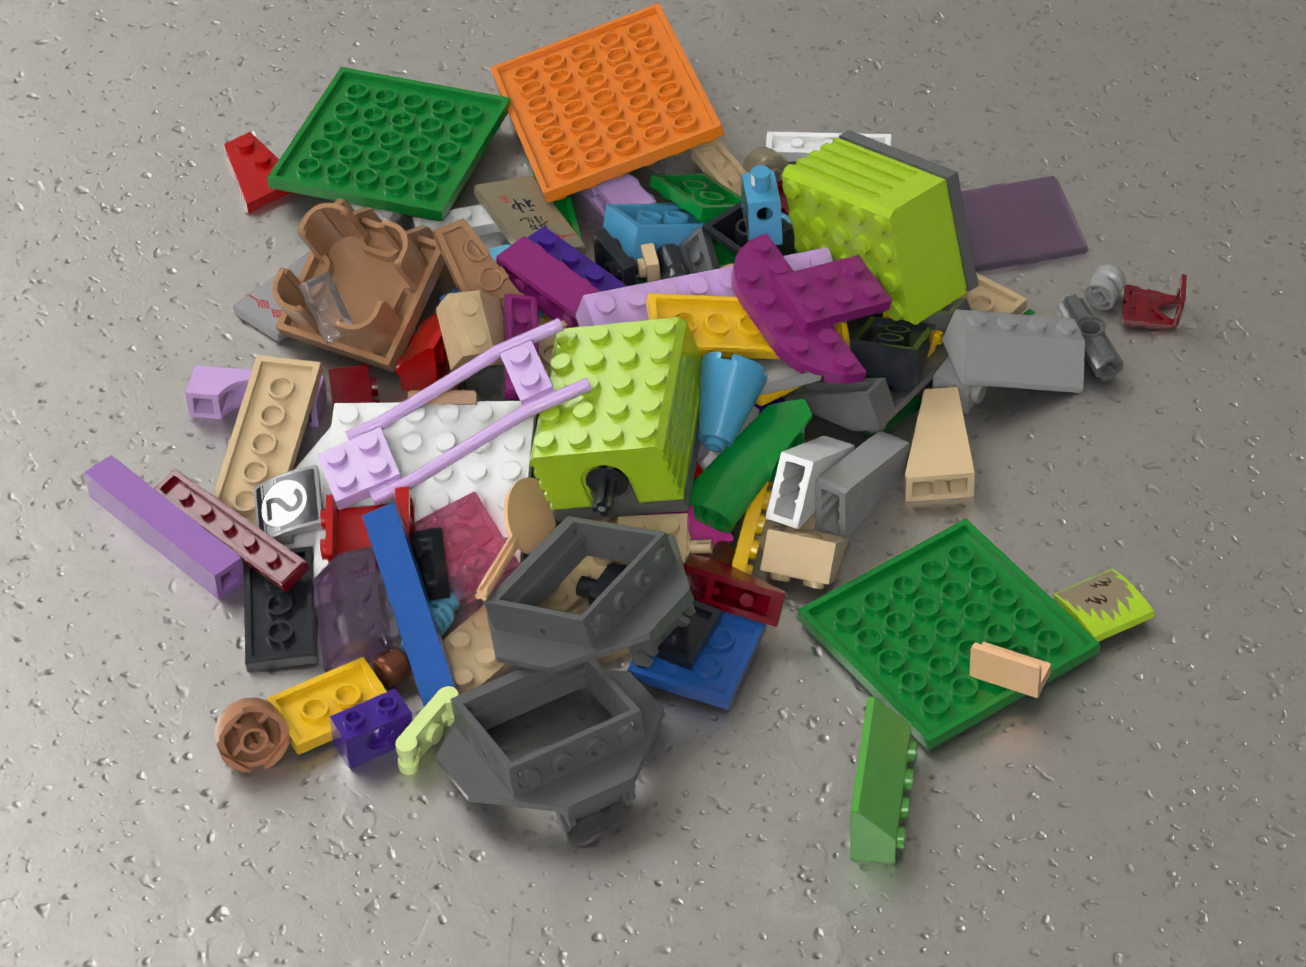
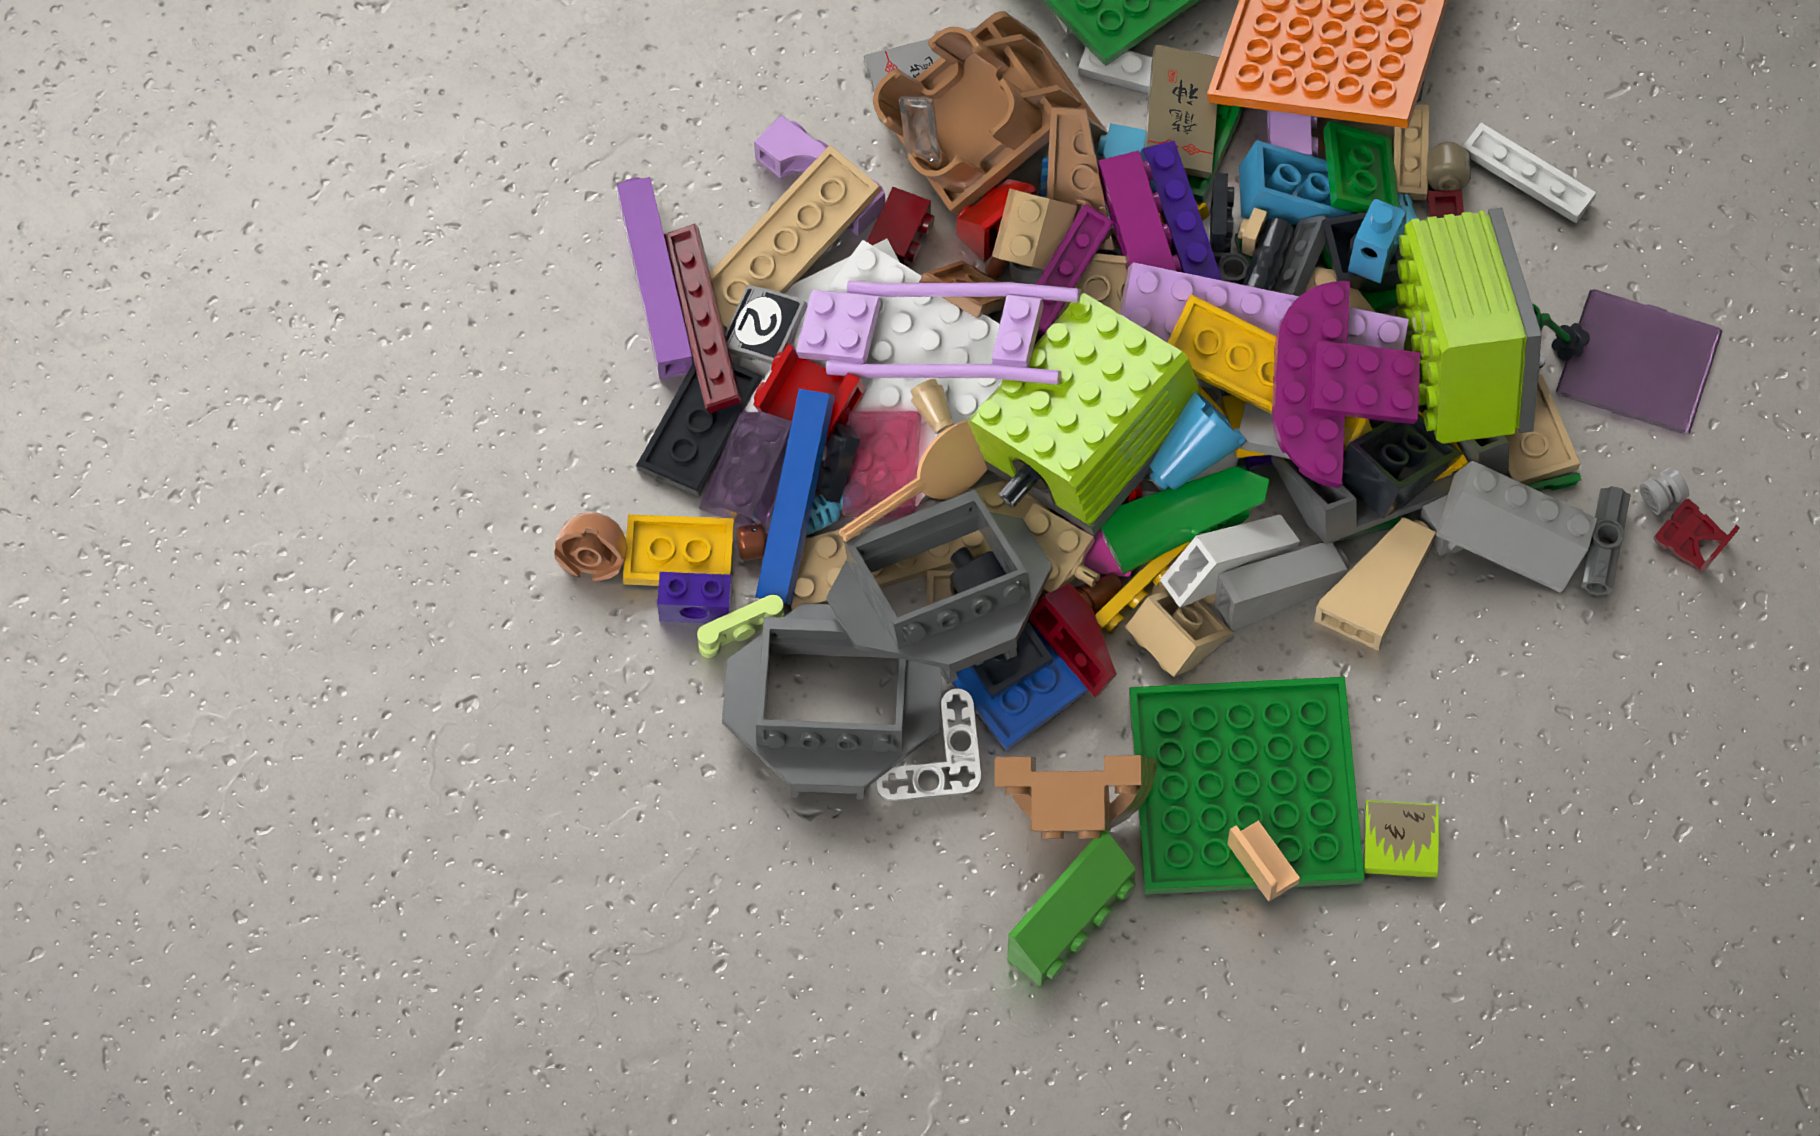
camera: 30 degrees right, 20 degrees up
(483, 479) = (932, 404): none -> tan cone
(690, 734) = (954, 759): none -> white beam
(826, 685) = (1077, 798): none -> medium nougat piece

